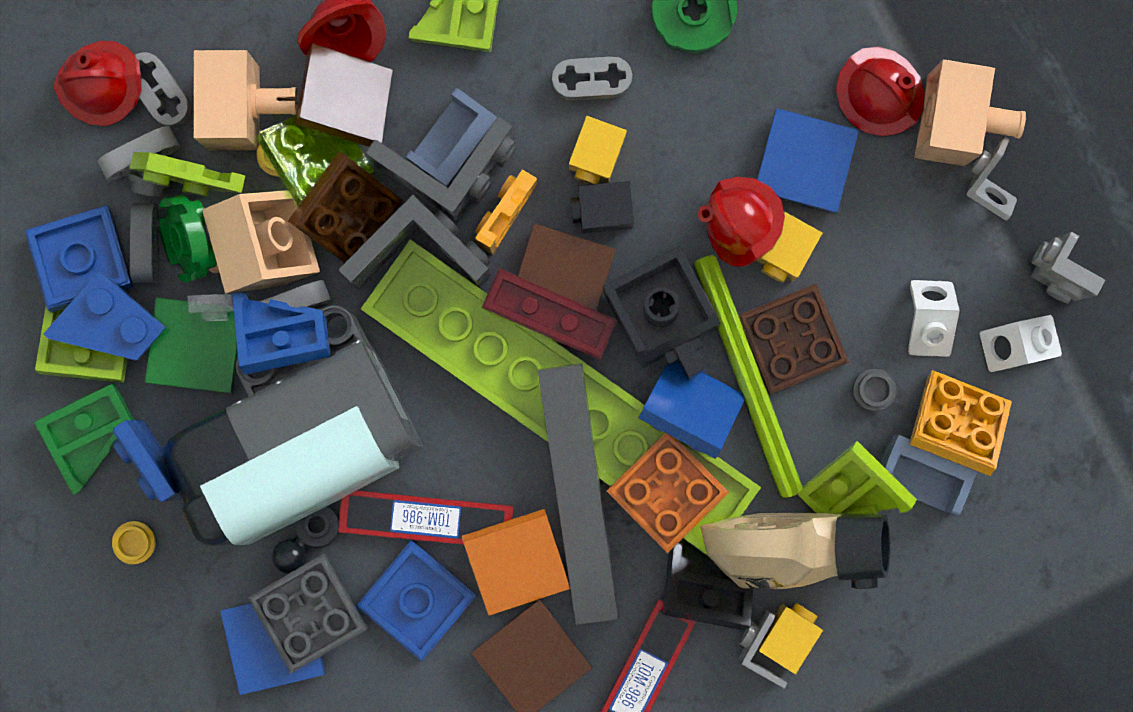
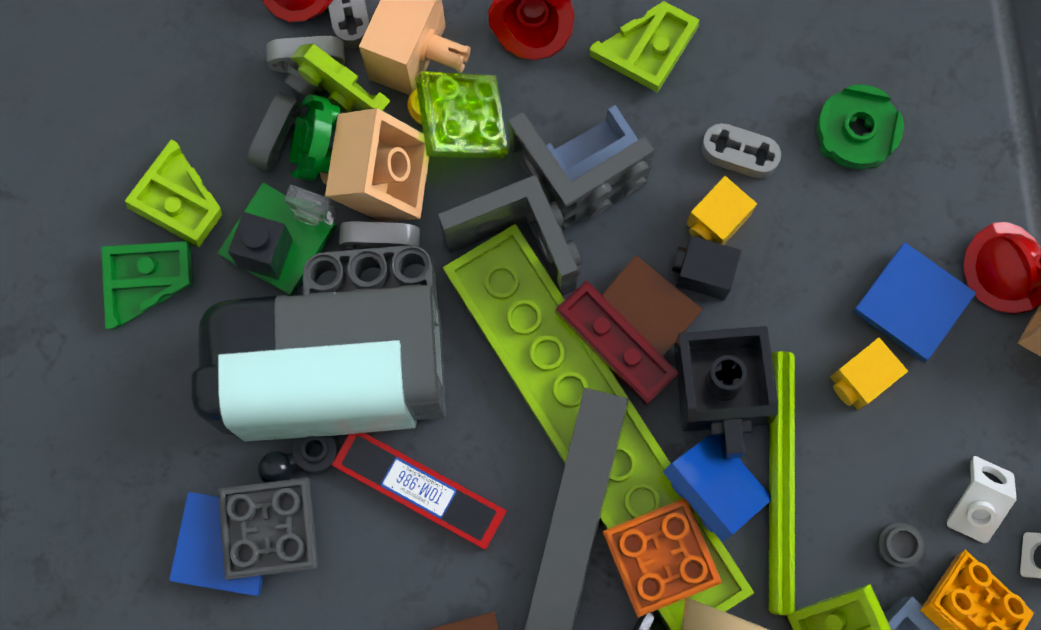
camera: 30 degrees right, 10 degrees down
(73, 251) = (210, 122): blue tile -> none
(106, 321) = (207, 182): blue wing -> none
(133, 542) = (139, 396): yellow plate -> none
(138, 445) = (185, 306): blue tile -> none
(185, 362) = (260, 245): none -> black brick
(277, 334) = (355, 249): blue wing -> none
(343, 96) = (509, 72): tile -> none
(344, 208) = (465, 165): reddish brown tile -> none
(416, 600) = (376, 563): blue tile -> none
(513, 198) = (614, 233): light orange wing -> none
(516, 562) = (487, 564): orange tile -> none
(742, 220) = (834, 330): red helmet -> none
(793, 339) = (839, 464): reddish brown tile -> none

